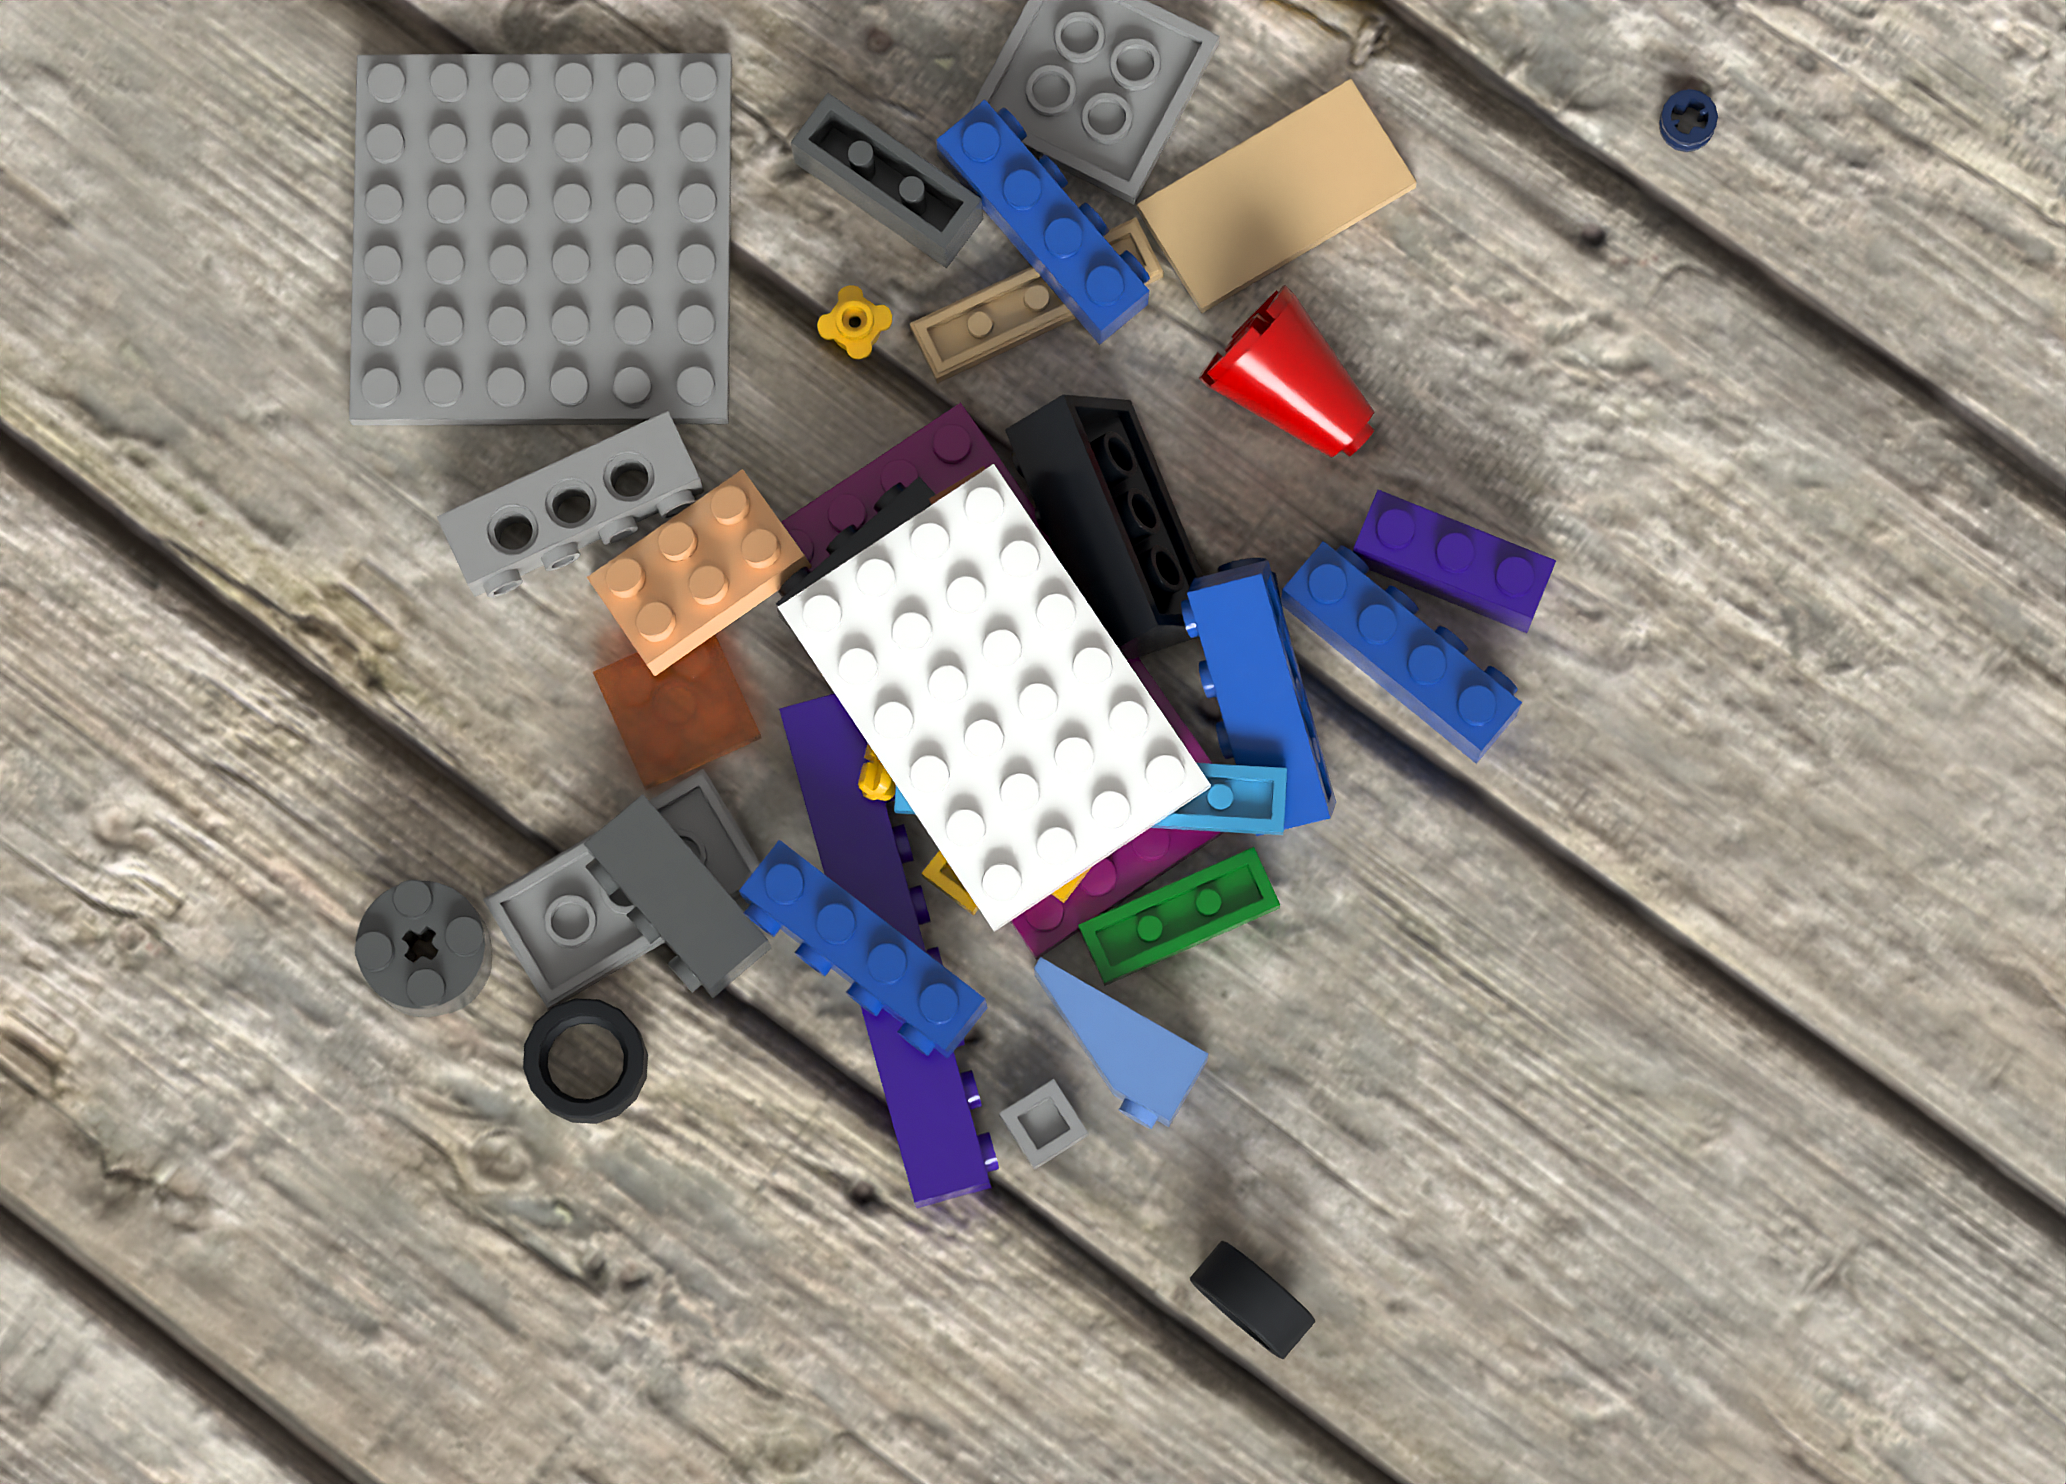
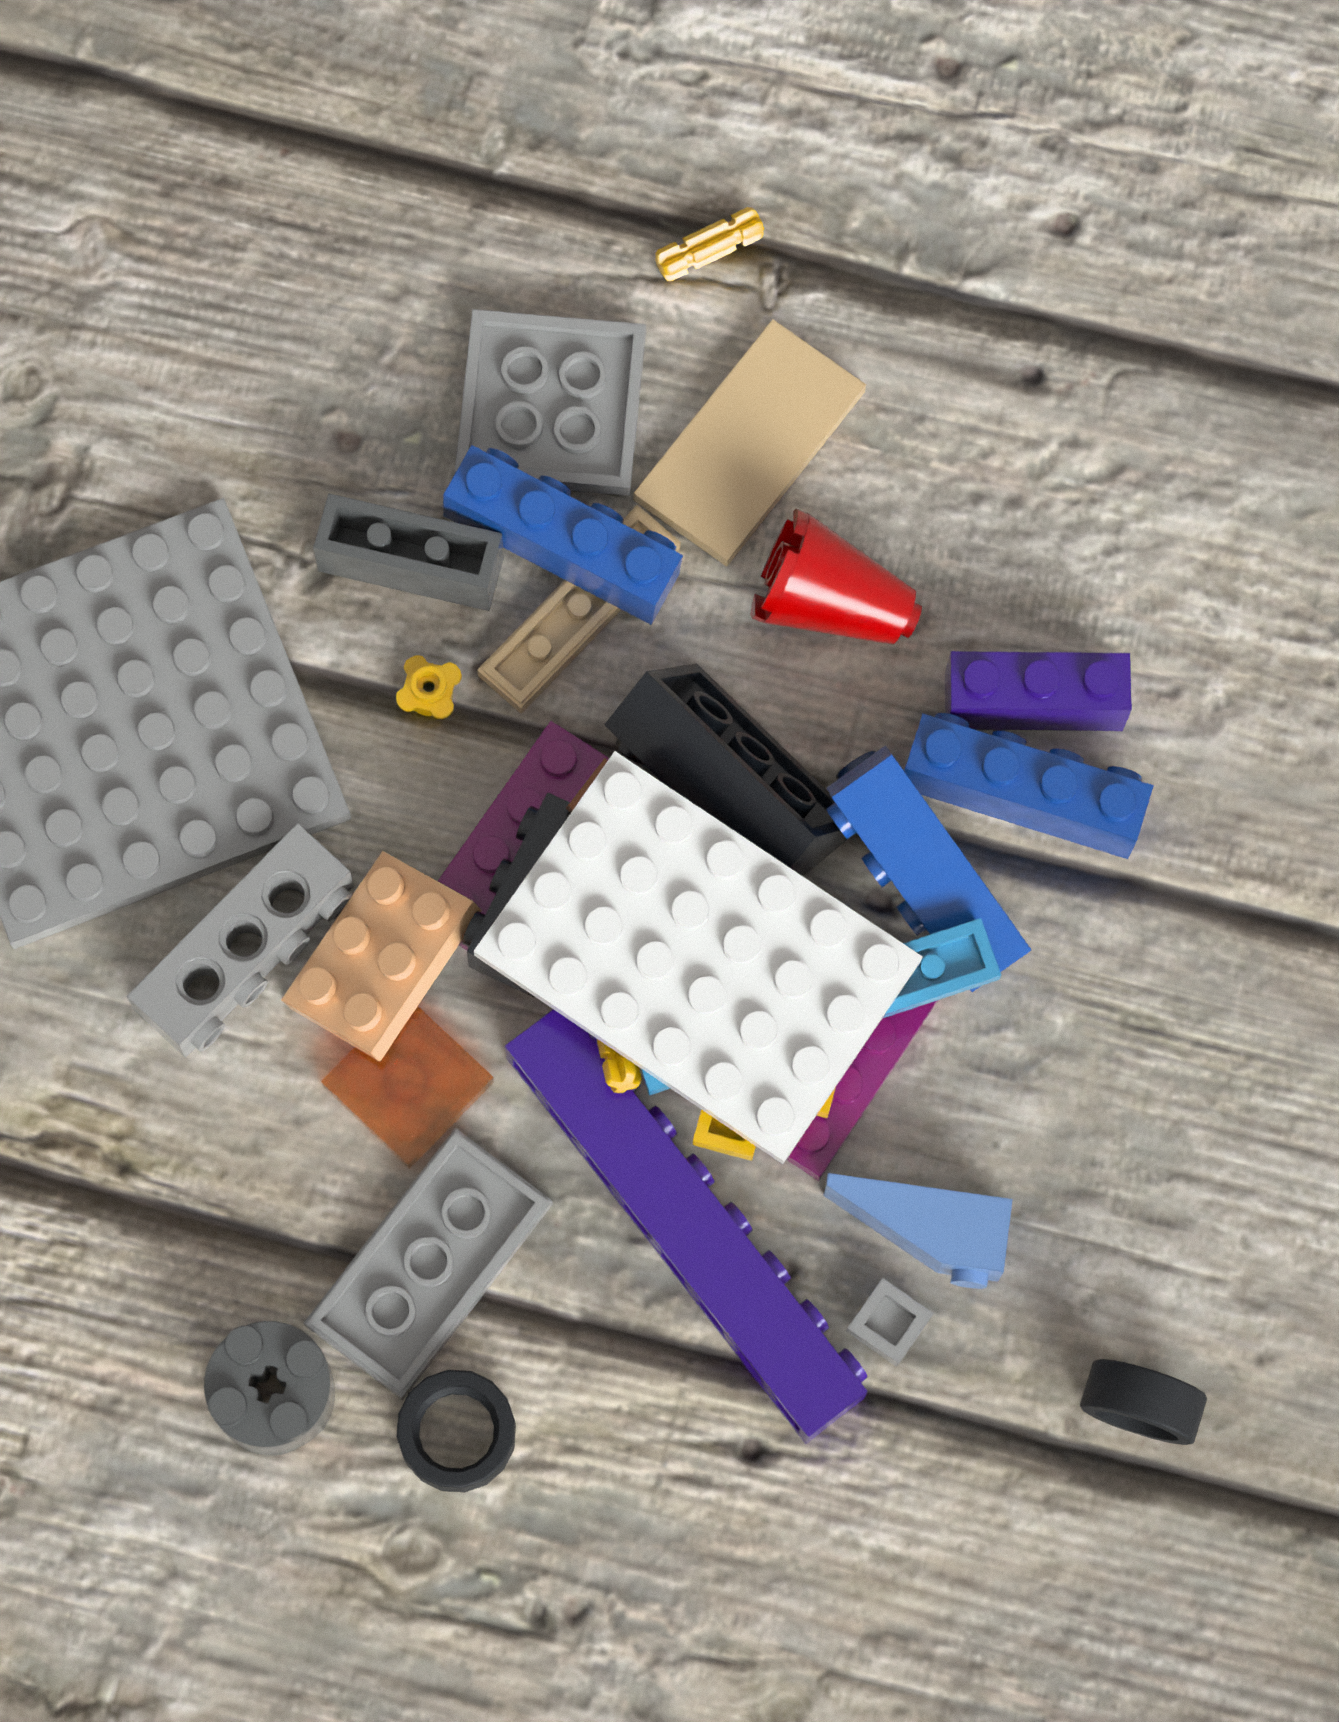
camera: 30 degrees left, 5 degrees down
(675, 898) = (480, 1250): dark grey brick -> none
(863, 949) = (671, 1227): blue brick -> none
(1179, 916) = (930, 1091): green plate -> none
(1698, 136) = (1086, 236): dark blue bush -> none

